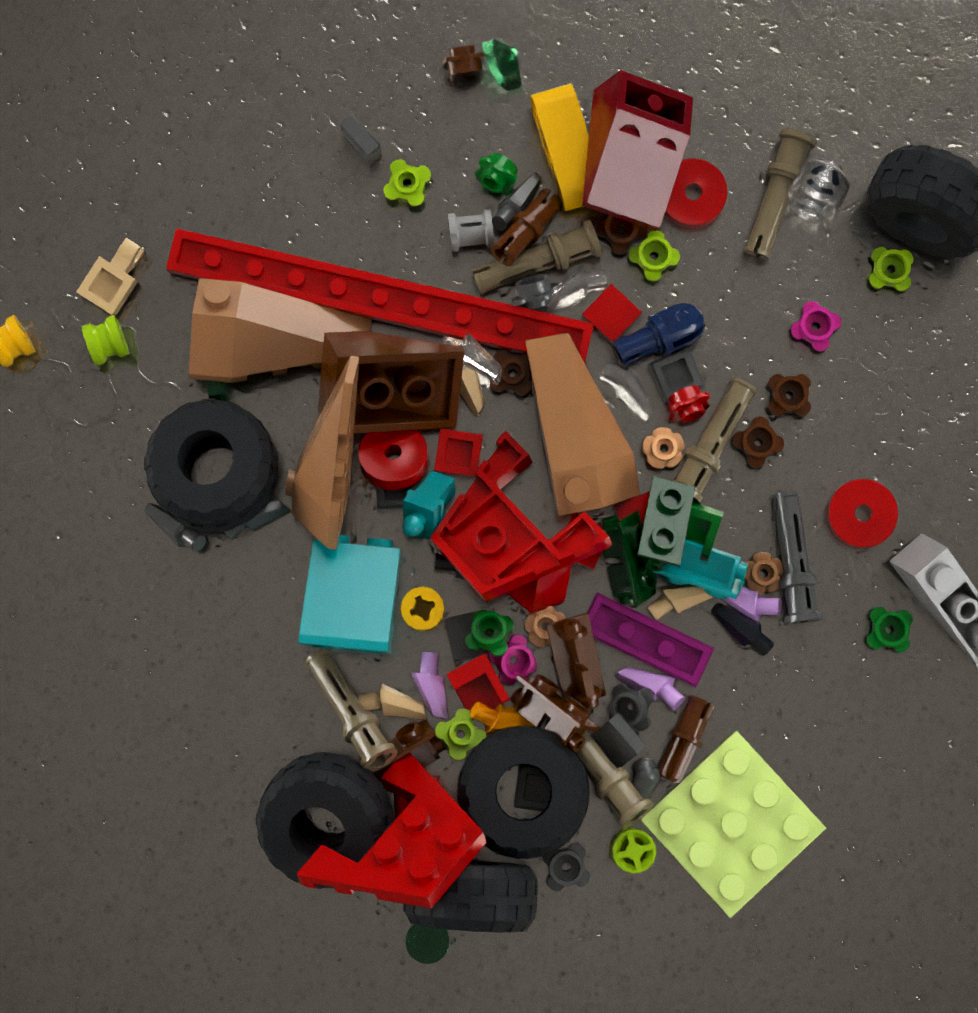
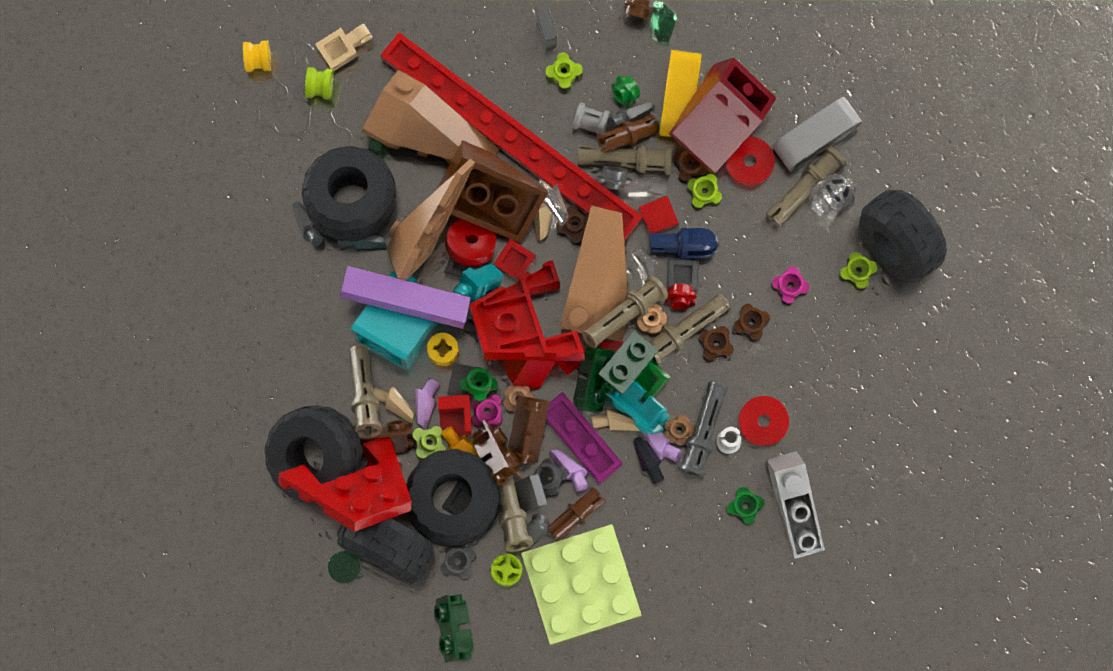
camera: 25 degrees right, 5 degrees down
(347, 568) = (405, 297): none -> medium lavender tile
(610, 972) = (449, 613): none -> dark green hinge
(635, 439) = (635, 304): none -> dark tan pin
(761, 120) = (816, 133): none -> light grey beam
(822, 555) = (725, 446): none -> white pin

